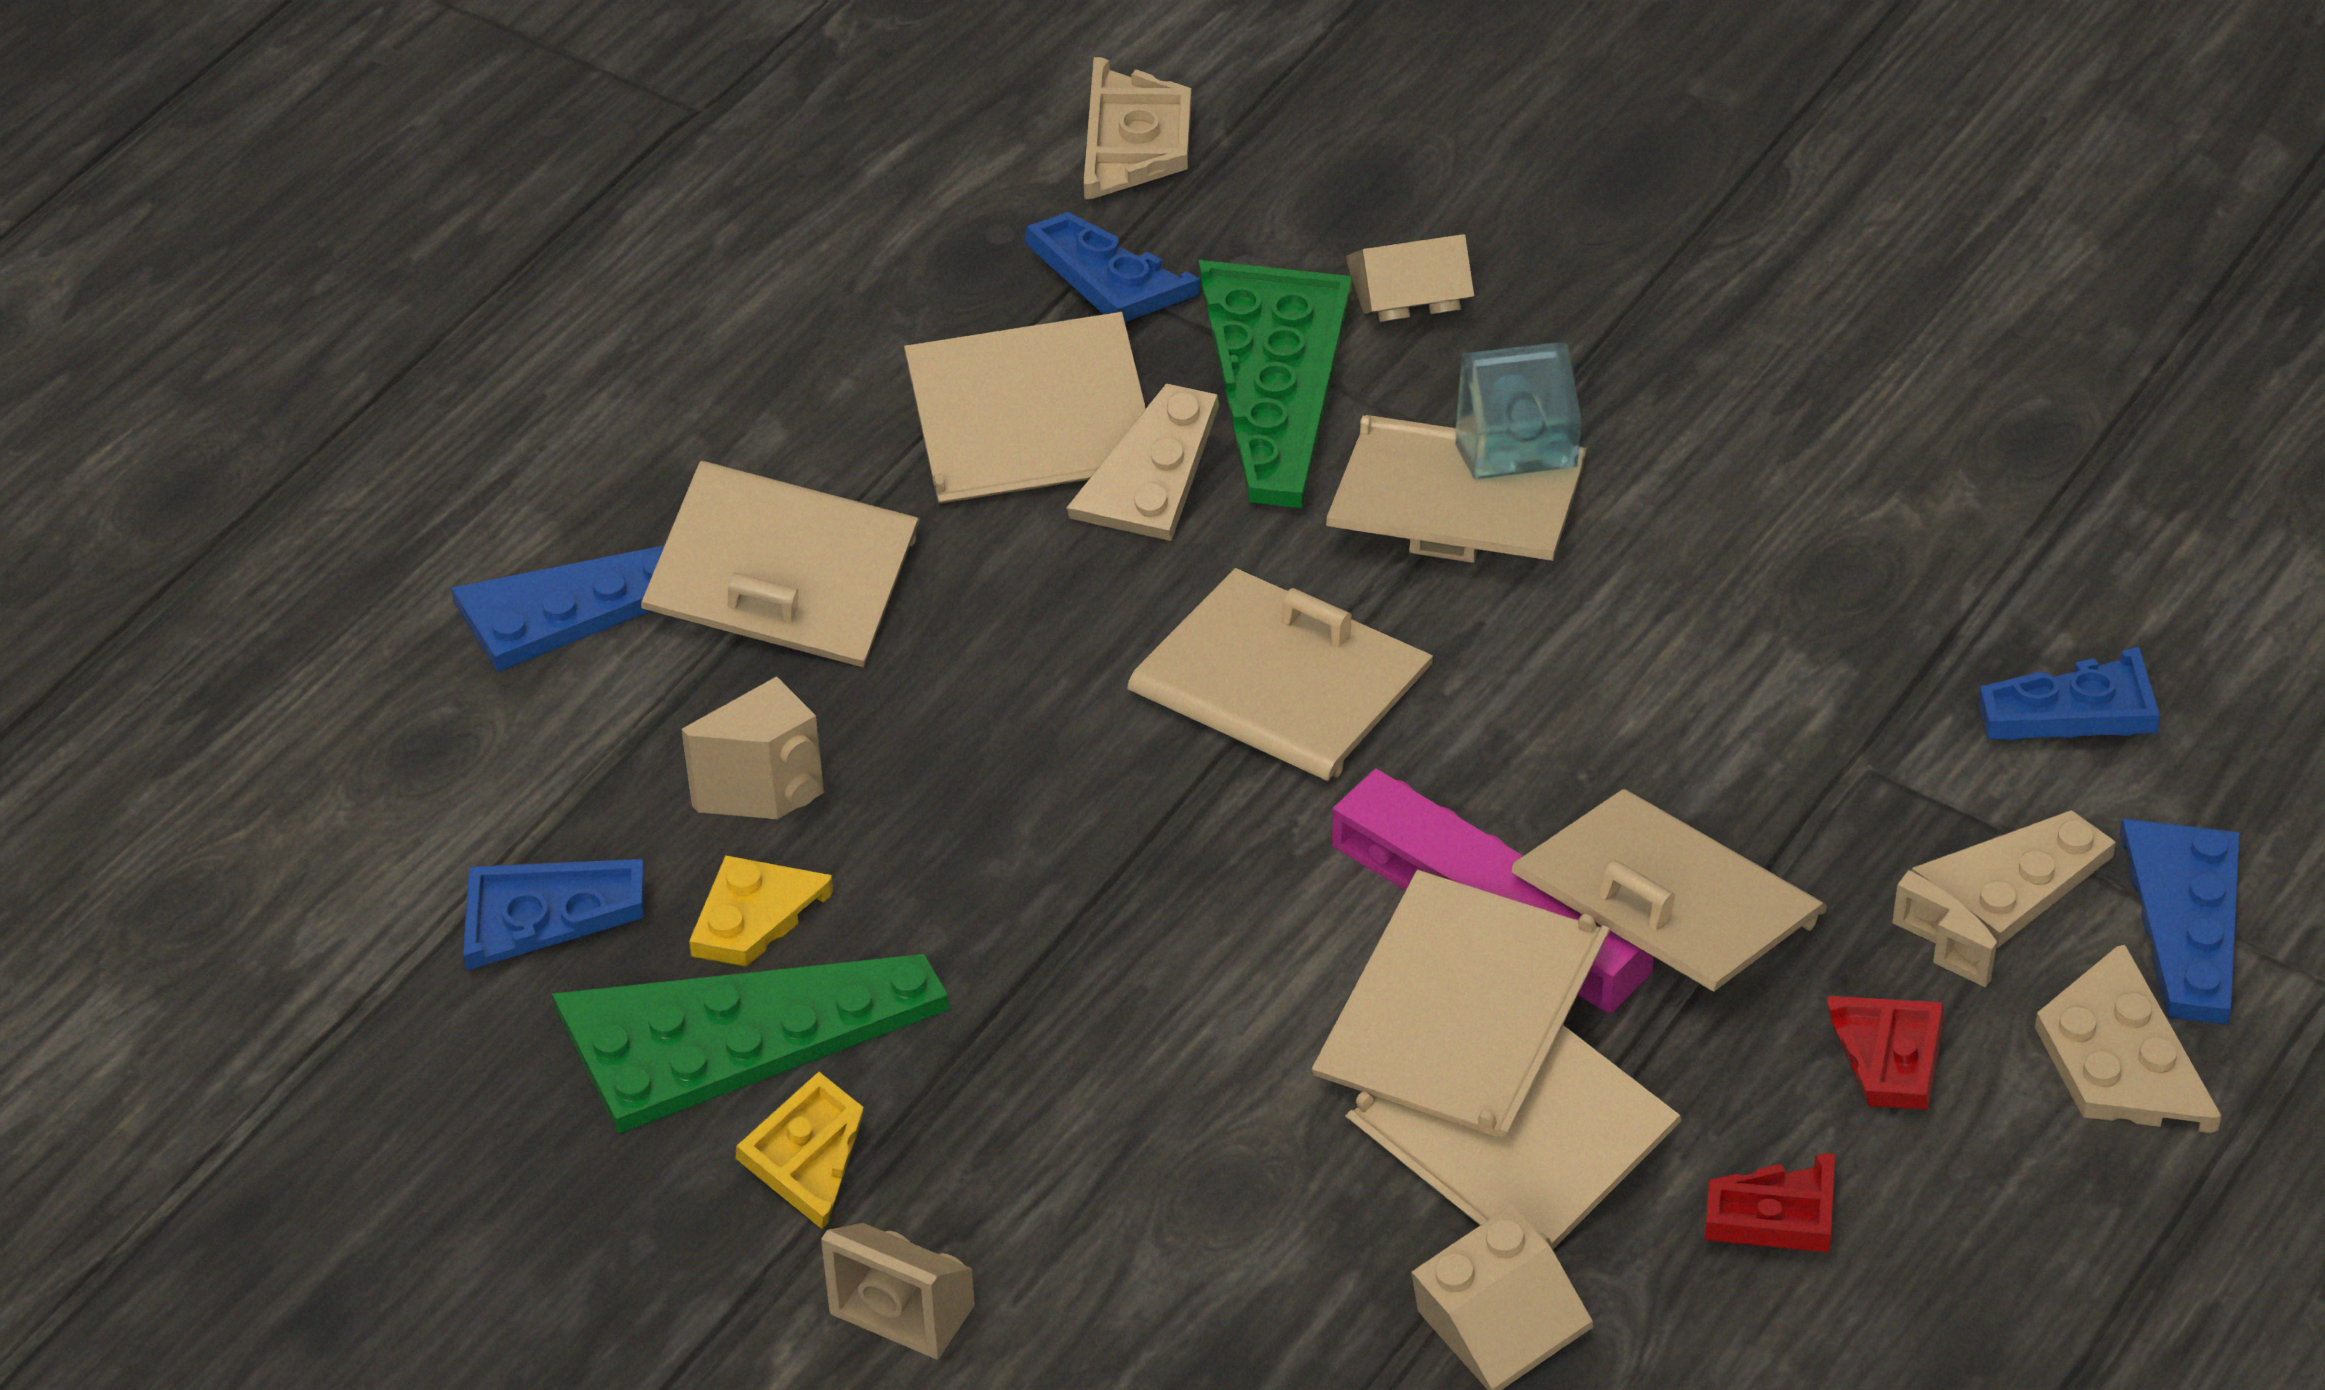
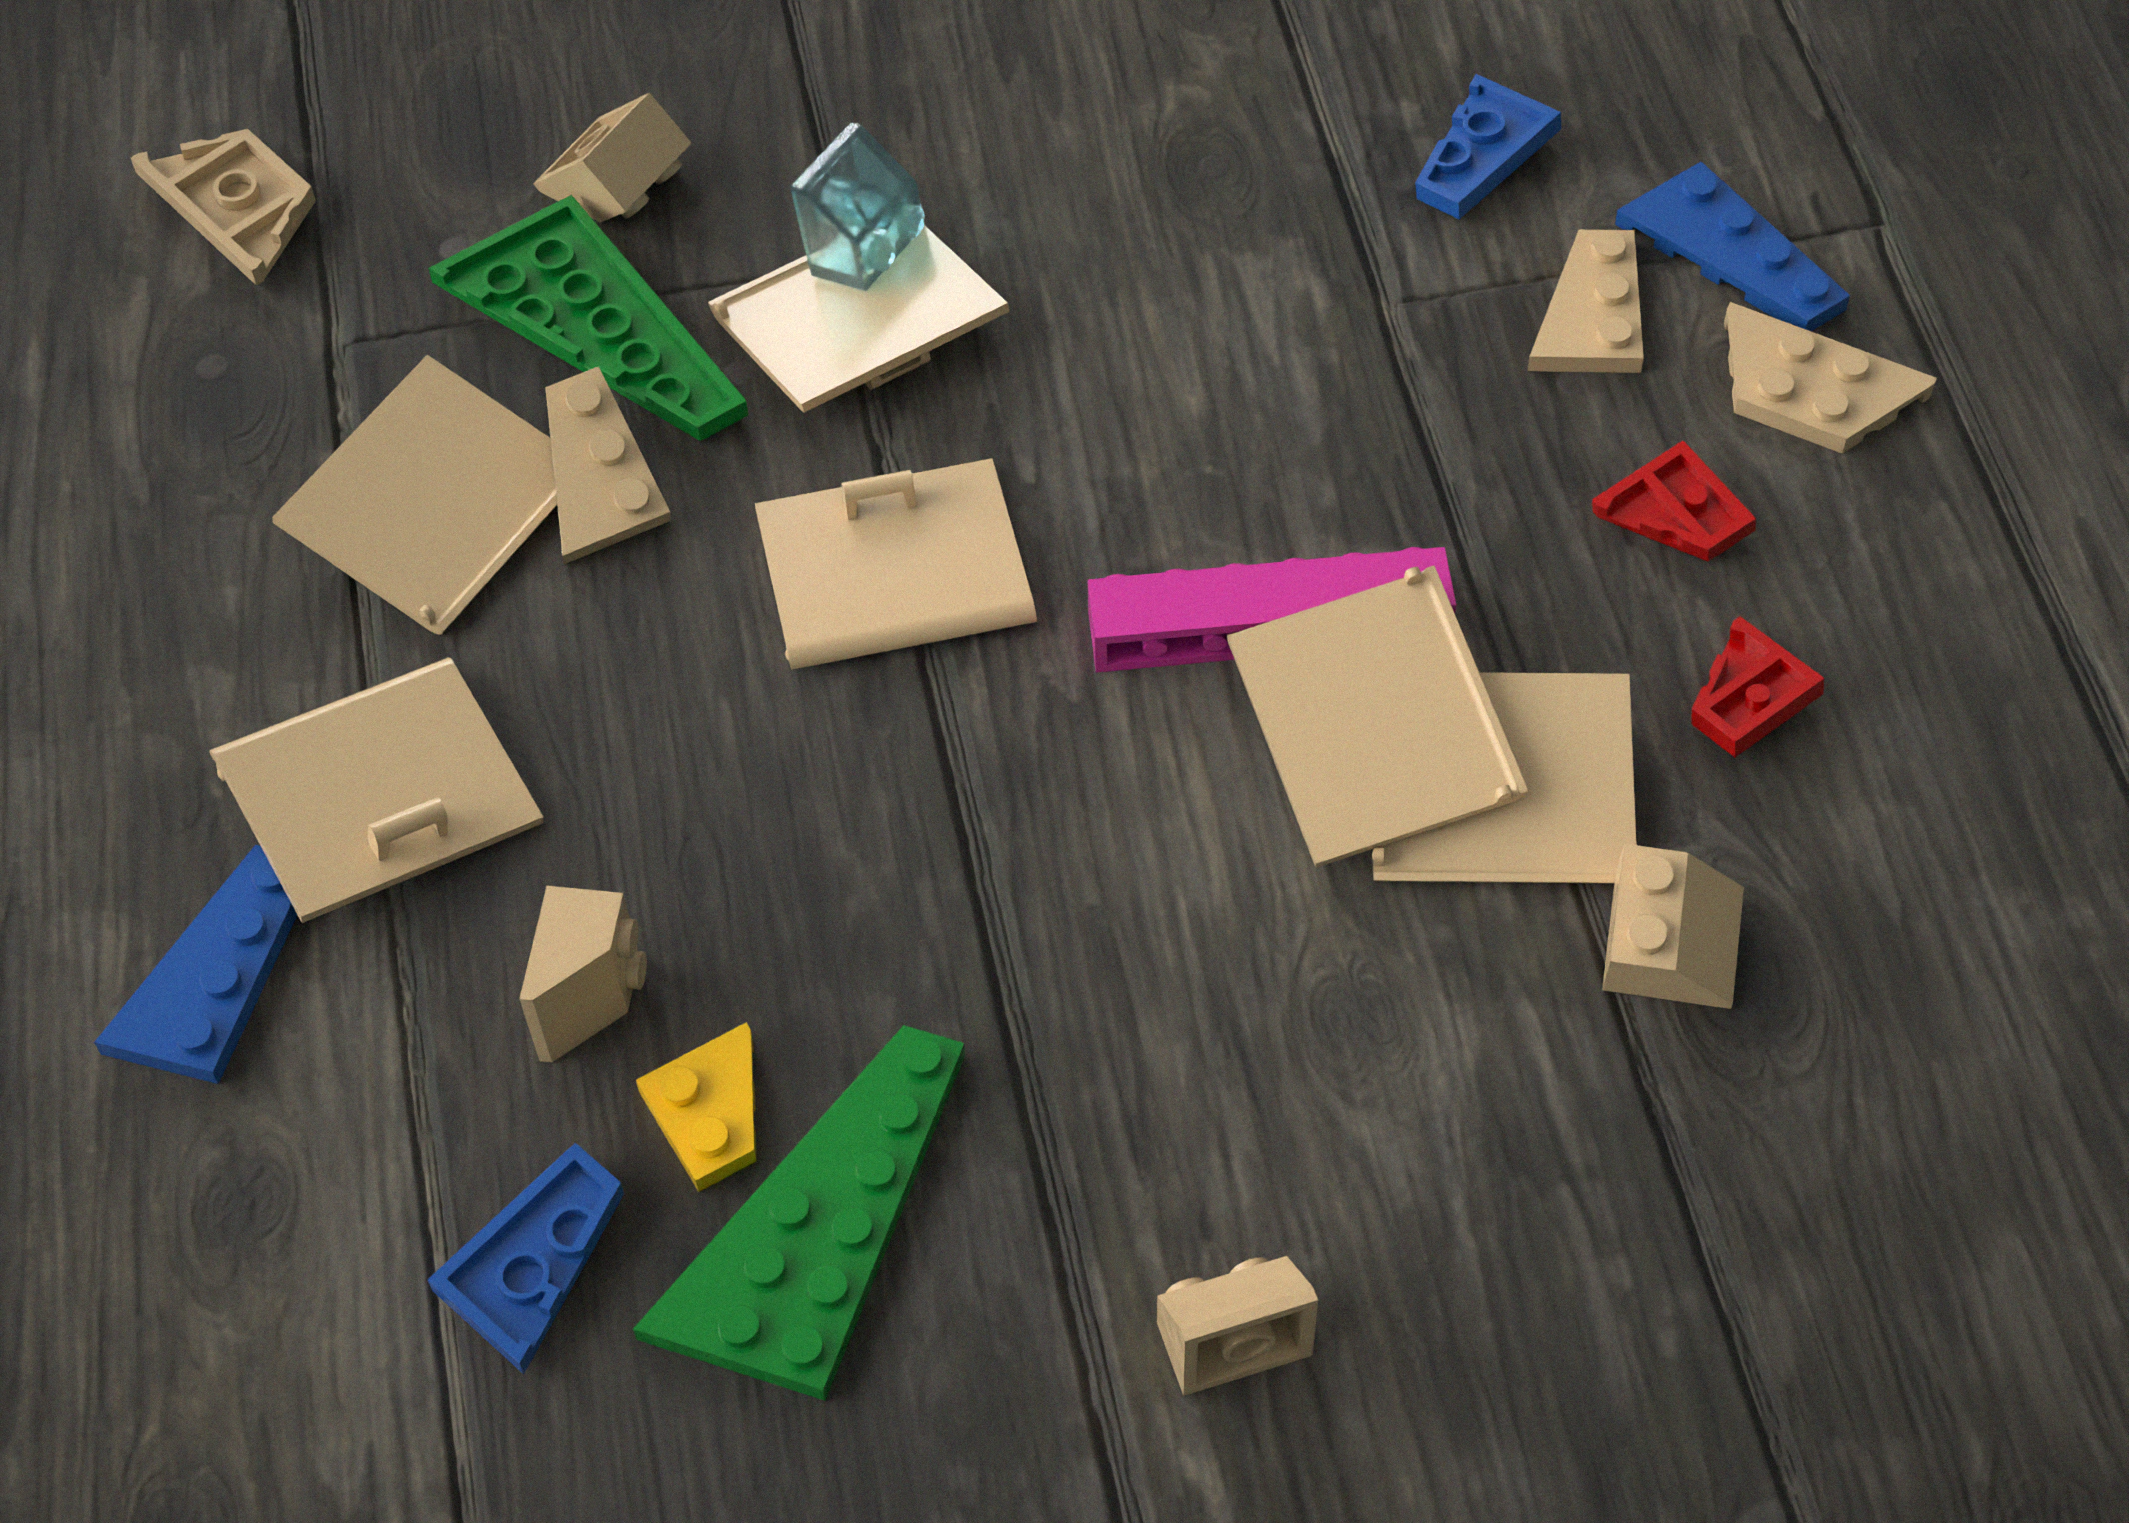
camera: 45 degrees left, 10 degrees up
(805, 1147) = (1008, 1273): yellow wing -> none
(1104, 271) = (366, 334): blue wing -> none
(1669, 889) = (1402, 506): tan container -> none
(1960, 937) = (1625, 381): tan slope -> none

